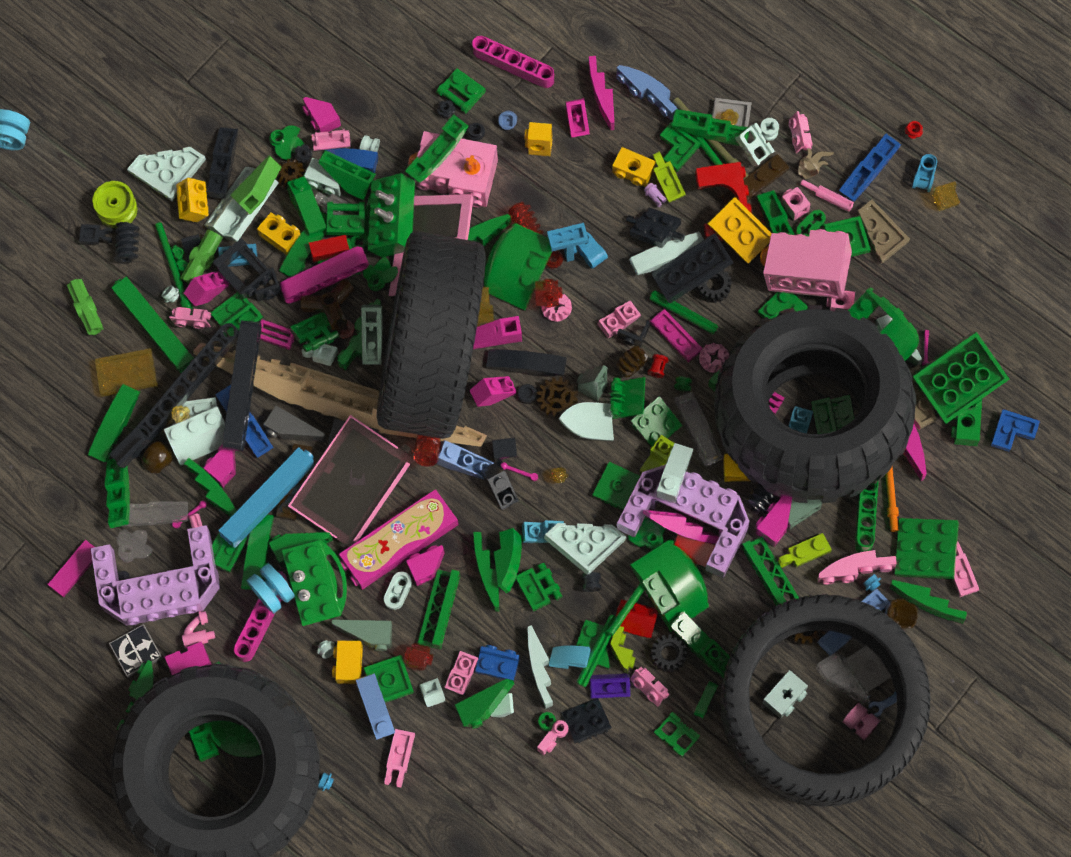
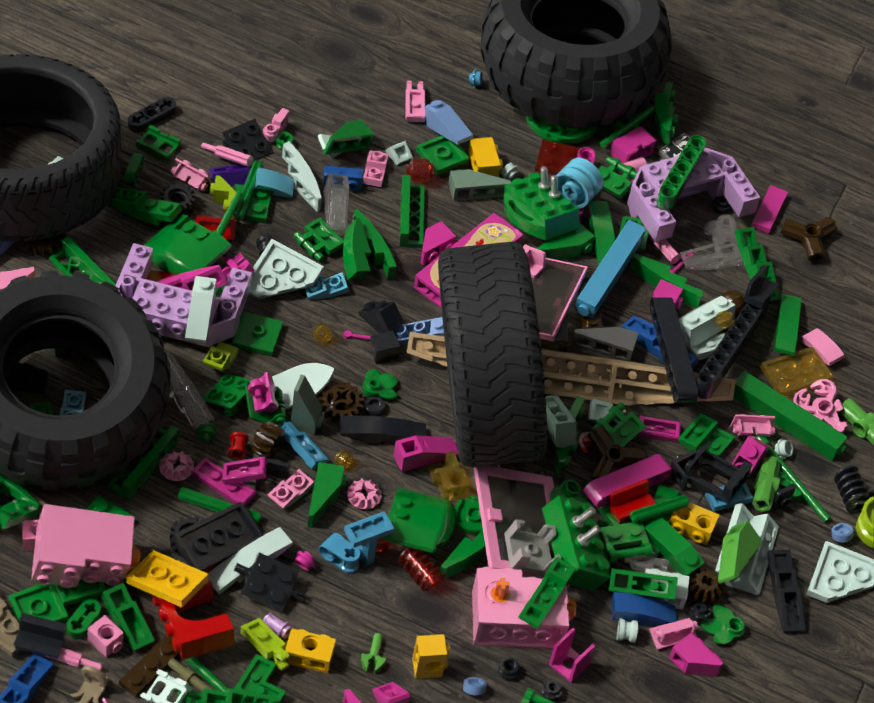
camera: 155 degrees right, 20 degrees down
(57, 530) = (810, 236): none -> dark brown piece
(90, 394) = (825, 347): none -> bright pink slope
(118, 330) = (822, 407): none -> bright pink animal
(151, 207) = (842, 532): none -> medium blue tile
(162, 585) = (681, 172): none -> green beam
(192, 199) = (801, 539): yellow brick -> none
(226, 618) = (613, 182): none -> green plate
(272, 660) = (555, 156): none -> clear red plate
(308, 236) = (659, 509): none -> green axle
(343, 516) = (536, 260): none -> bright pink panel
(397, 591) = (457, 220): light aqua plate -> none
(420, 119) = (562, 651): none -> dark pink piece
(433, 209) = (529, 550): none -> light grey panel
(492, 390) = (411, 398): dark pink slope -> none
(513, 620) = (336, 201): none -> clear slope
(514, 416) = (379, 385): none -> green plate
(547, 293) = (377, 487): clear red brick -> none
(568, 340) = (344, 459): none -> clear yellow plate
(581, 161) = (374, 654): none -> bright green bar
(590, 309) = (326, 490): none -> green slope
(599, 354) = (304, 446): none -> dark azure hinge
(608, 706) = (229, 154): none -> bright pink axle
(621, 247) = (305, 560): none -> dark pink plate
(629, 399) = (263, 394): none -> dark pink hips
(629, 550) = (237, 262): none -> dark pink hips
(643, 333) = (245, 473): none -> dark pink tile
(693, 773) = (145, 121): none -> black beam
(848, 204) = (40, 635): none -> black panel

